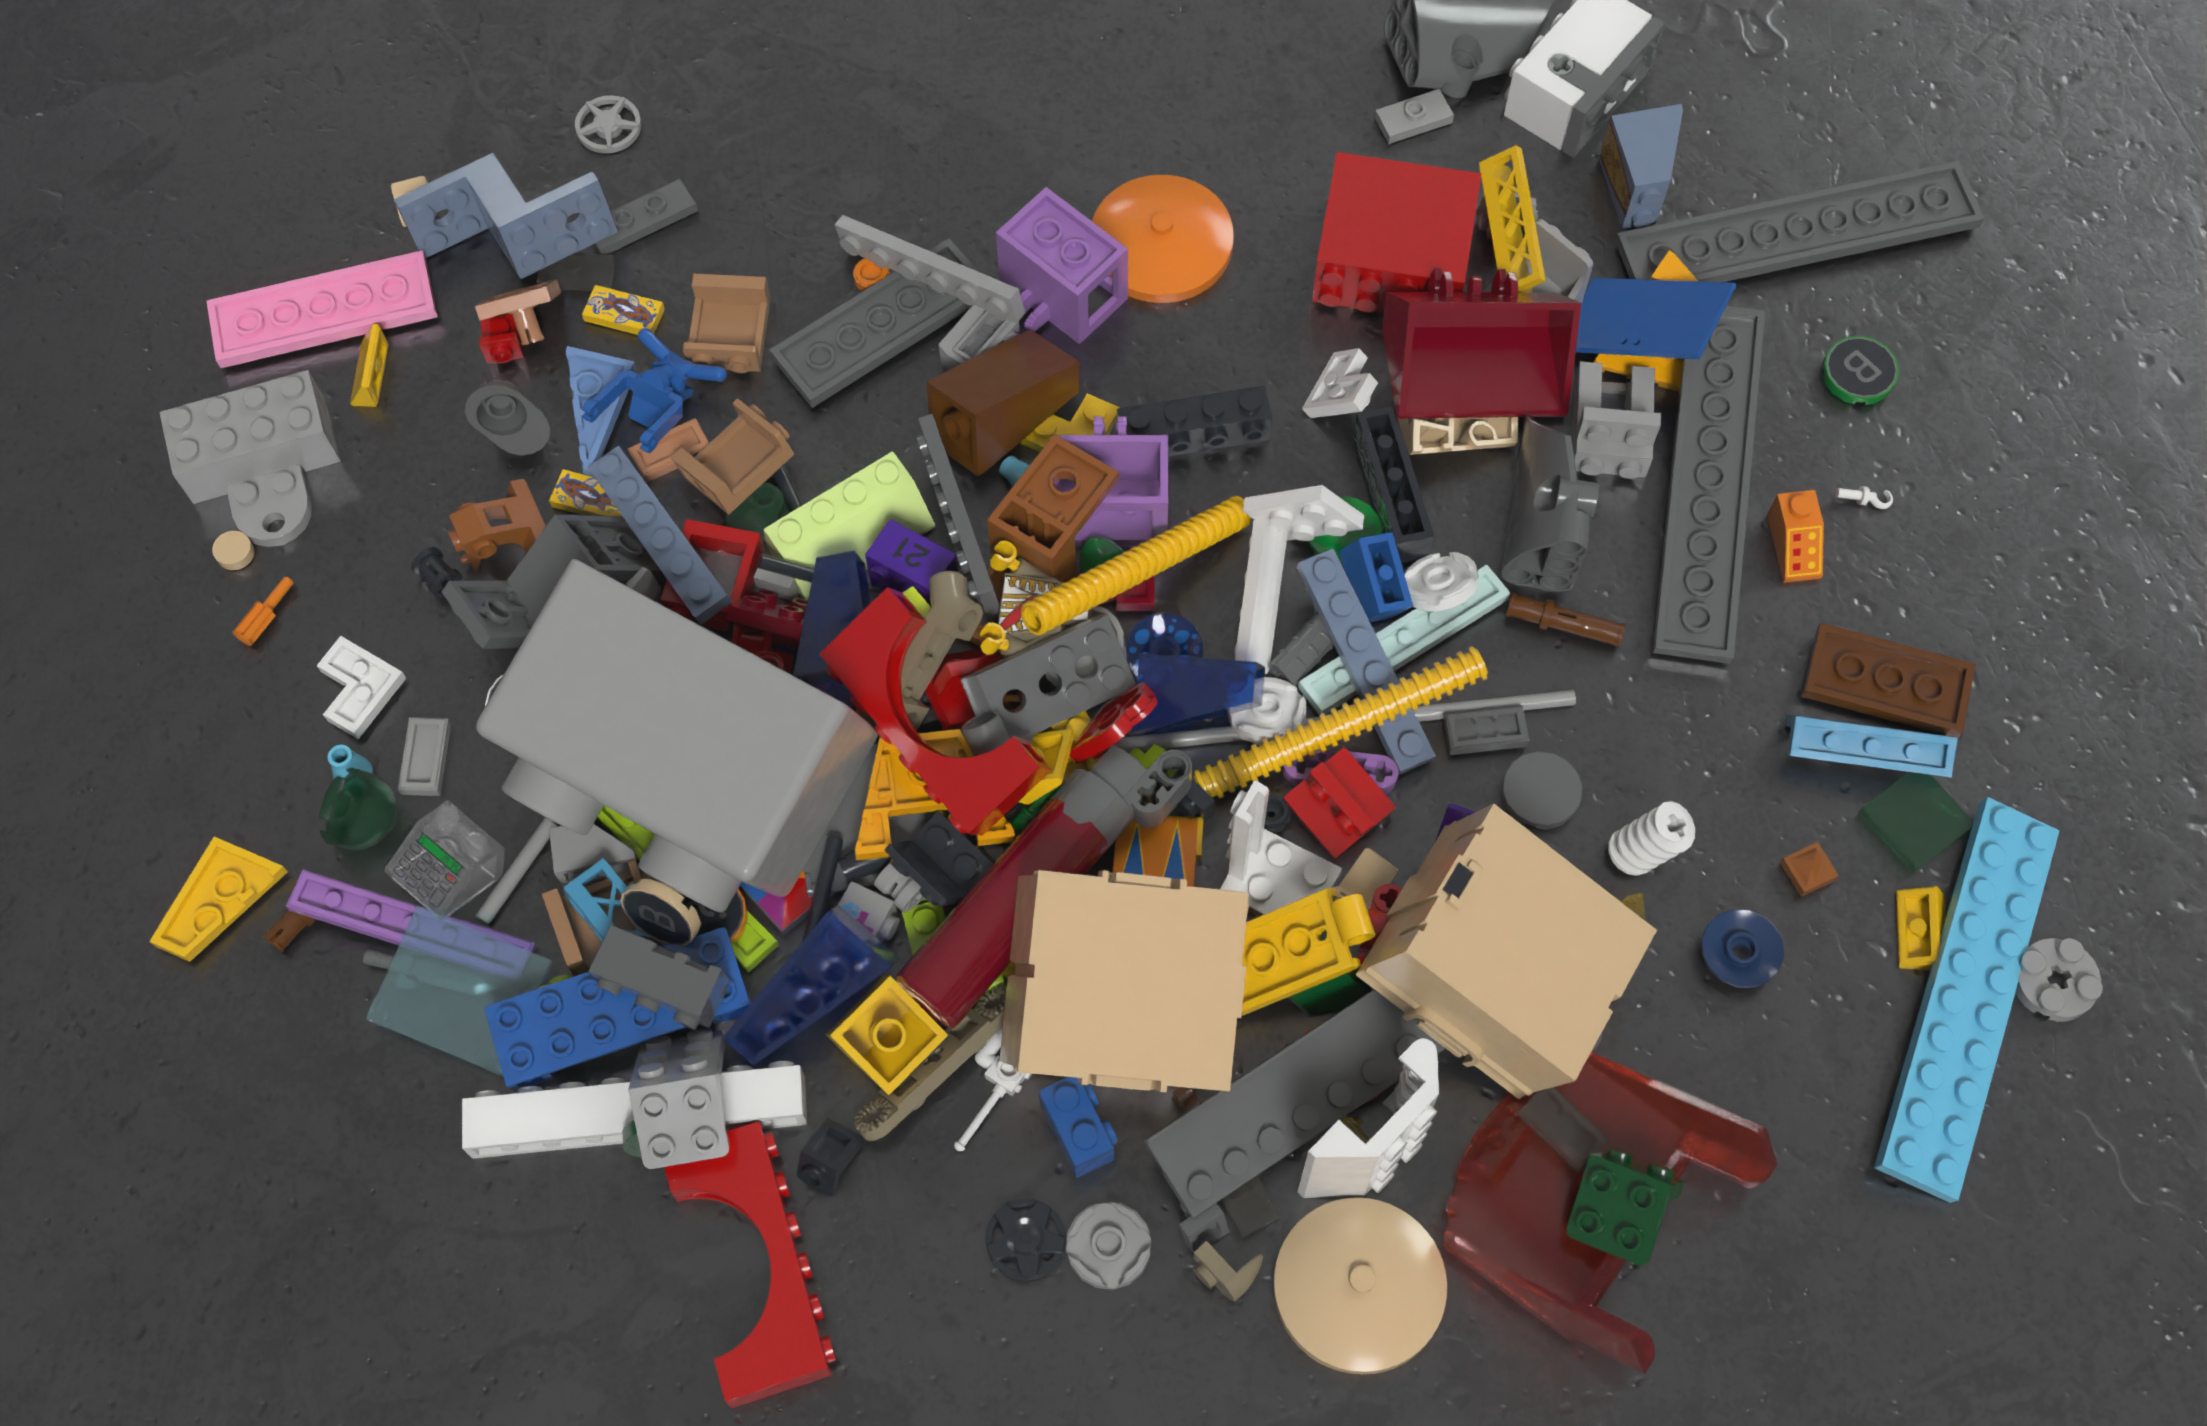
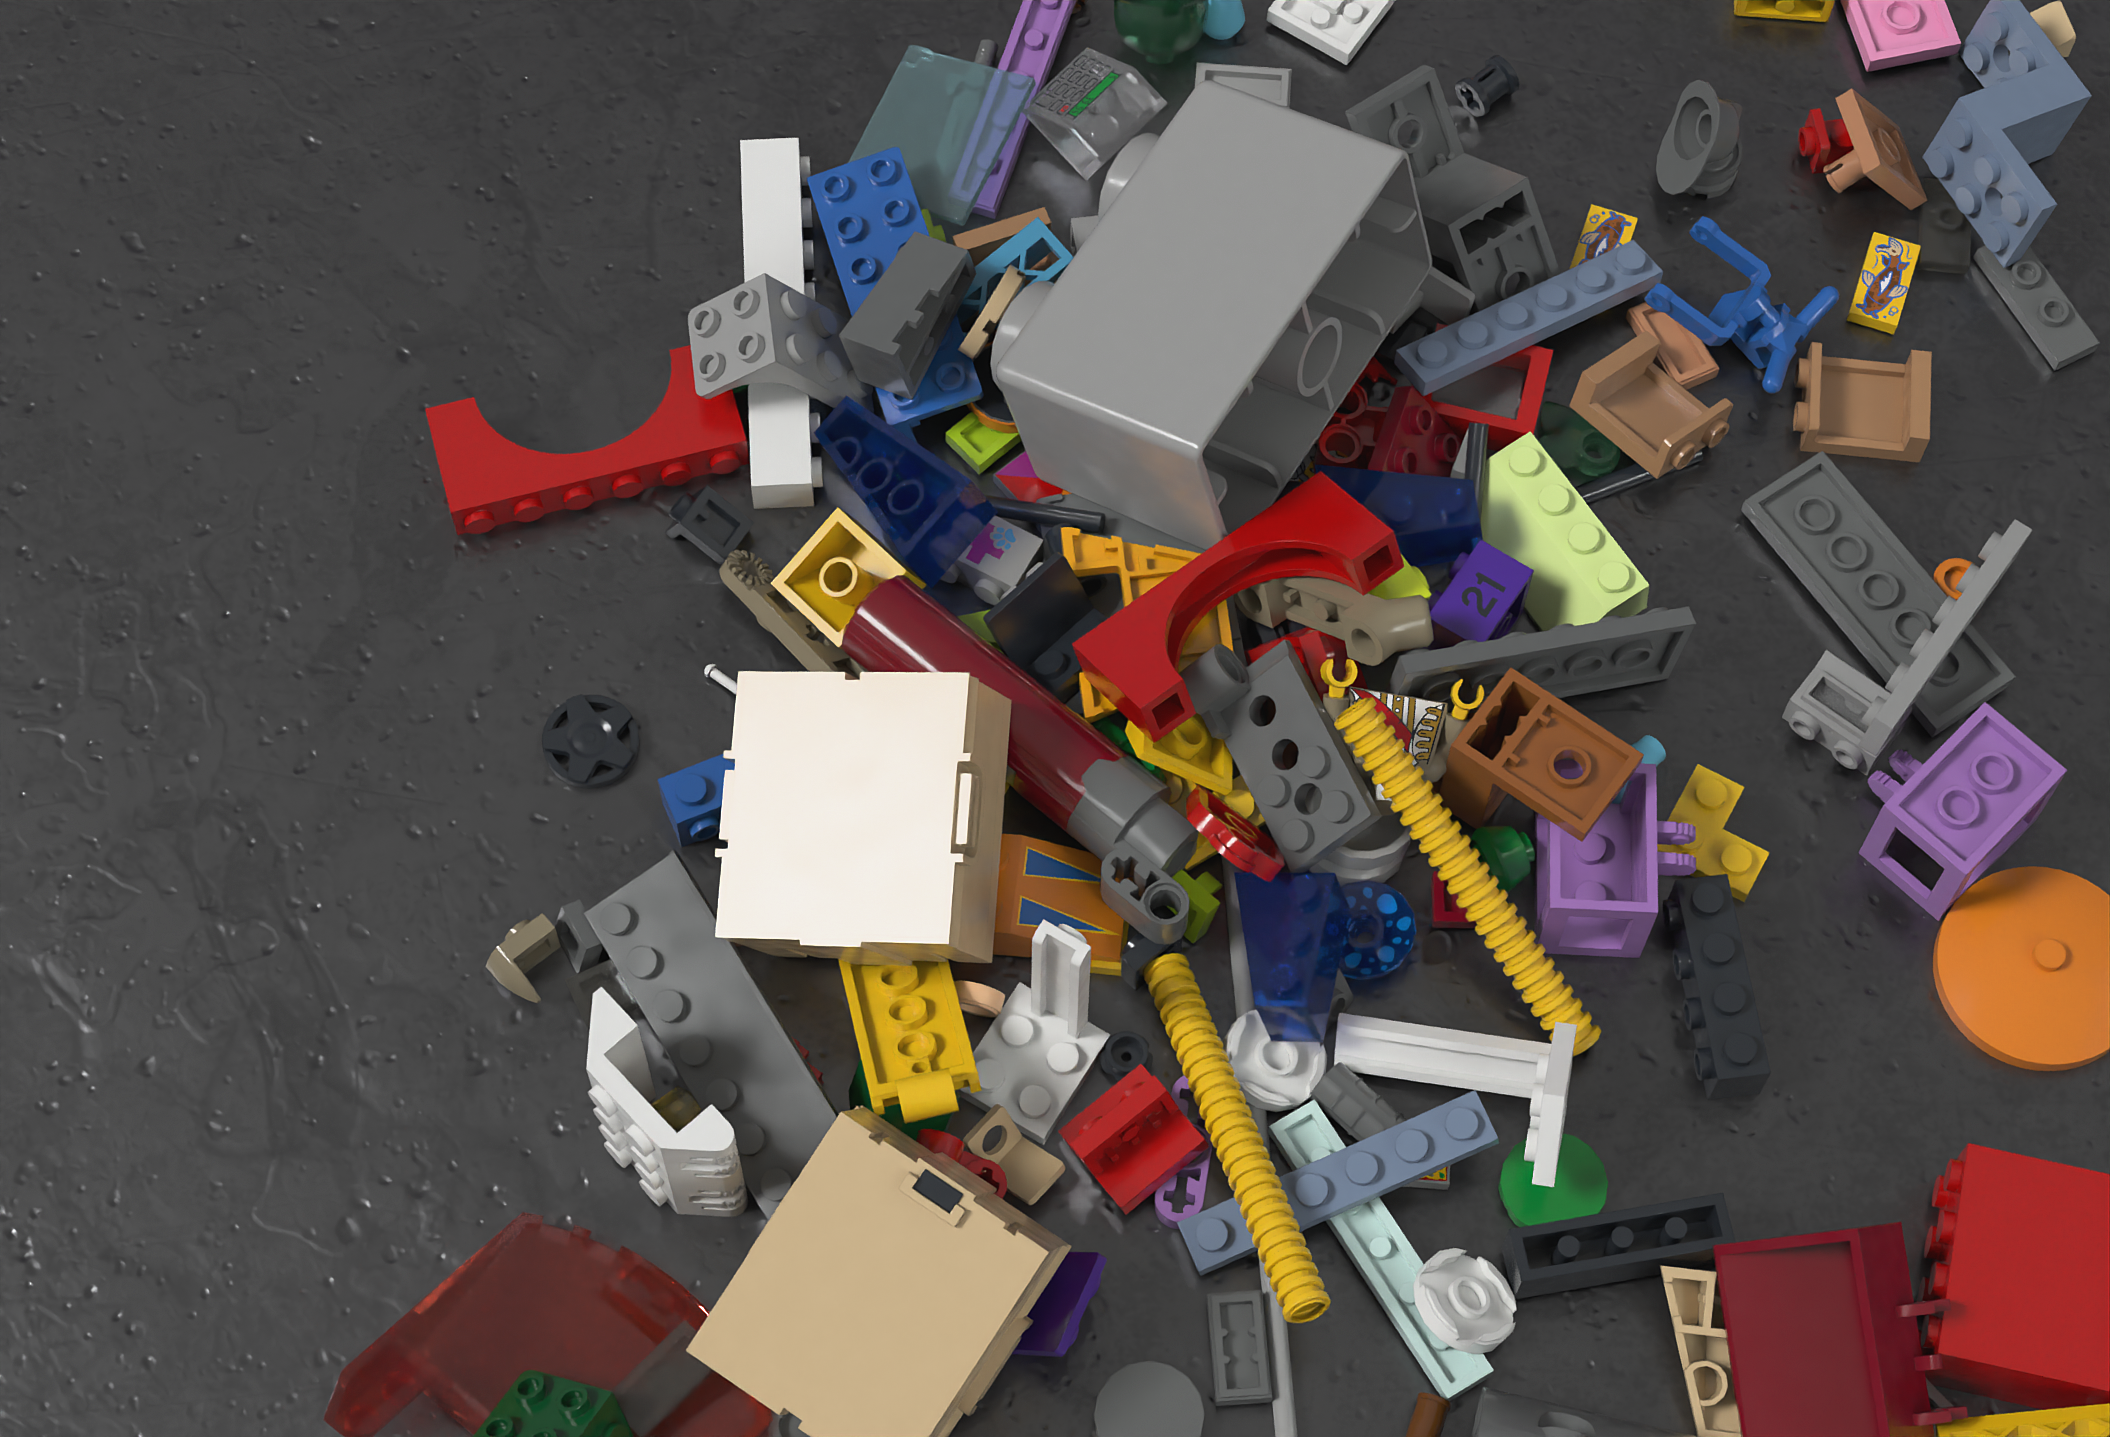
camera: 90 degrees right, 0 degrees up
(480, 540) = (1560, 166): dark orange tile -> none
(515, 872) = (1063, 178): light grey bar -> none
(588, 376) = (1779, 245): medium blue wing -> none
(1000, 398) = (1750, 732): reddish brown slope -> none
(1108, 1245) = (574, 833): light grey tile -> none
(1341, 386) = (1772, 1182): white plate -> none
(1360, 1286) = (493, 1120): tan dish -> none
(1377, 576) = (1462, 1207): blue brick -> none

